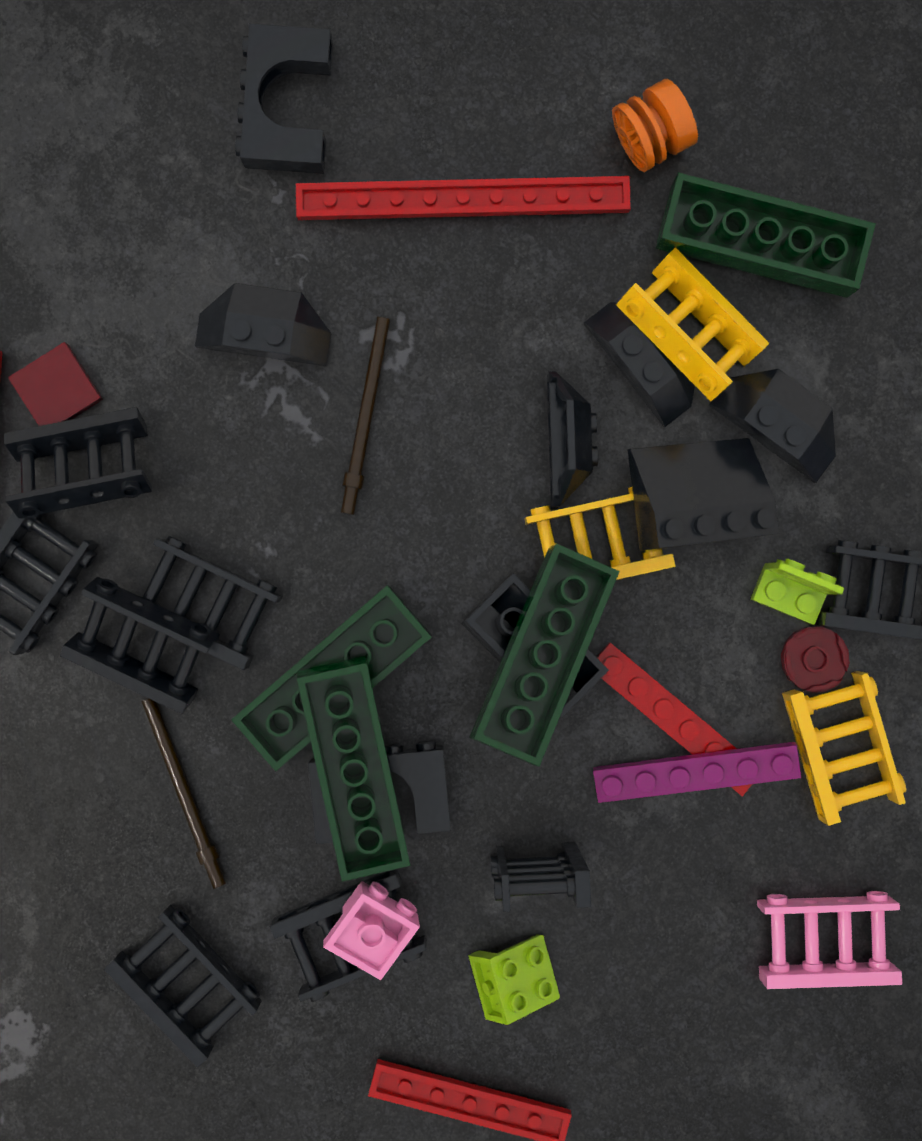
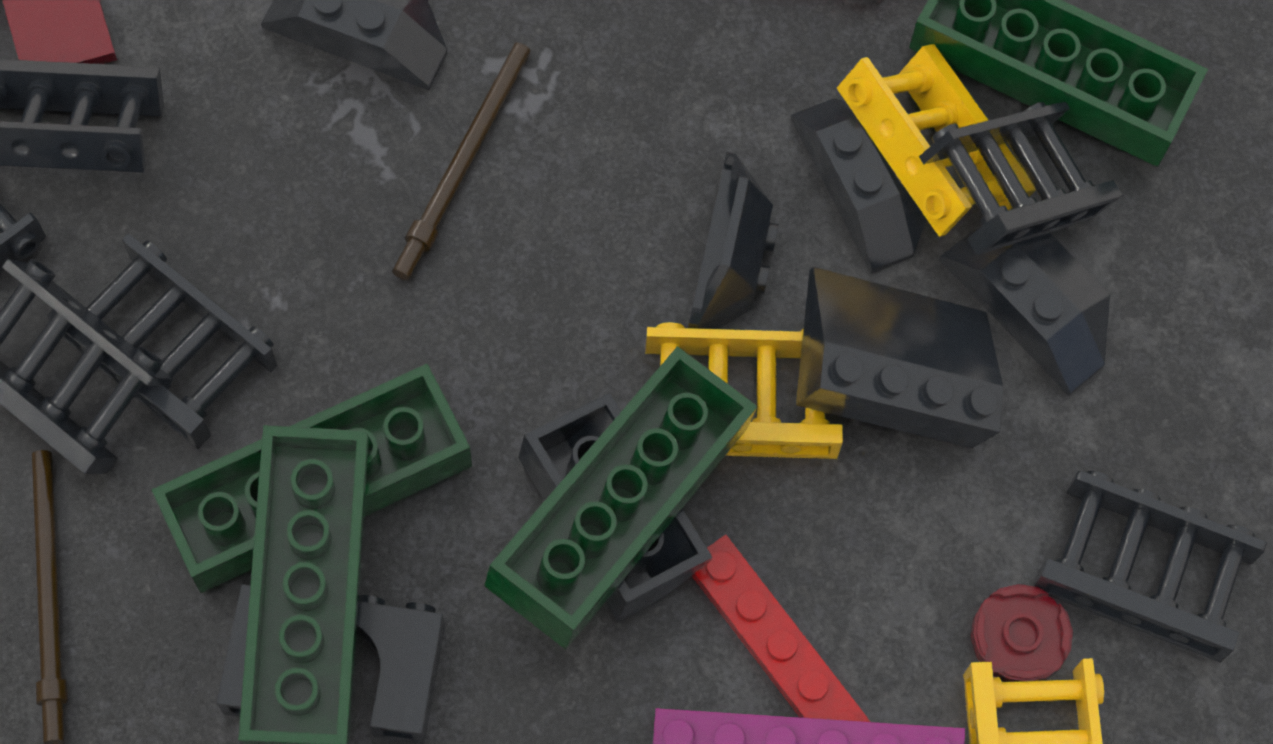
camera: 10 degrees right, 20 degrees down
(788, 357) = (1027, 216): none -> black fence
(793, 591) = (1010, 520): lime bracket -> none

